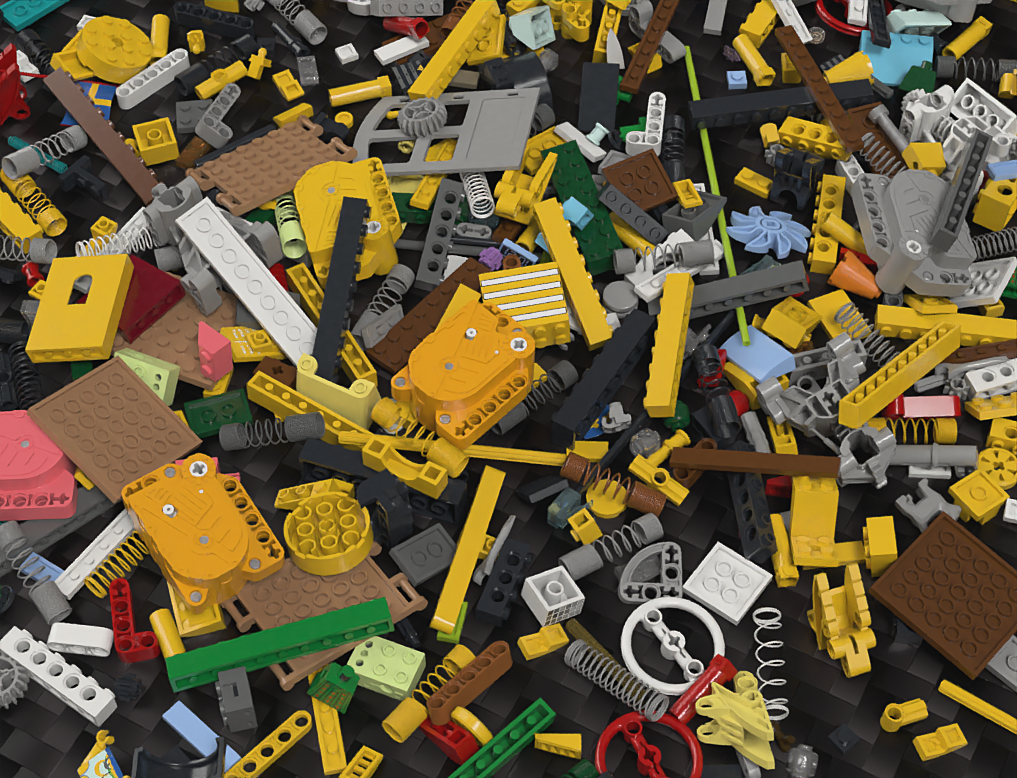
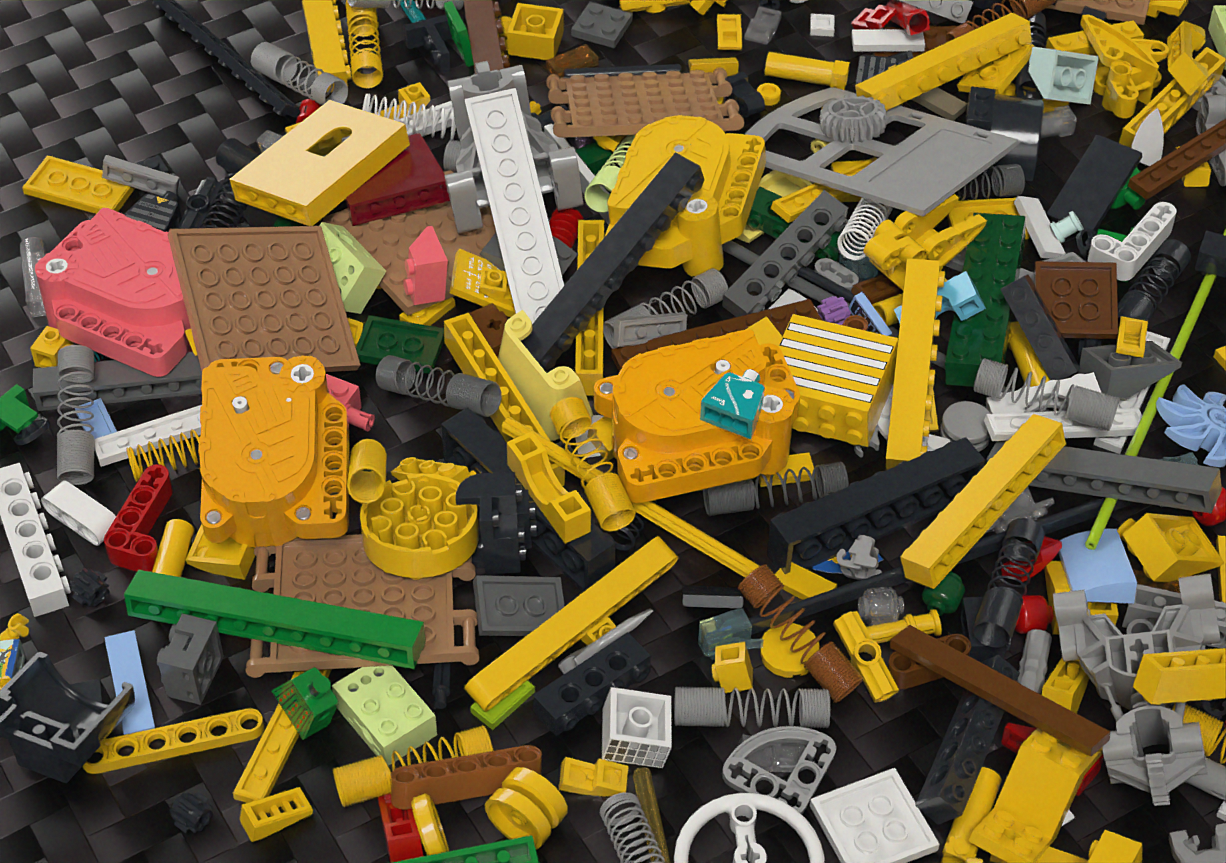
camera: 30 degrees right, 5 degrees down
(103, 166) = (459, 33): none -> green tile
(210, 125) = (609, 34): light grey beam -> none
(279, 508) = (365, 485): none -> yellow piece
(382, 36) = (873, 19): none -> red slope
(500, 355) = (734, 403): none -> teal torso
(521, 682) = (526, 806): none -> yellow wheel

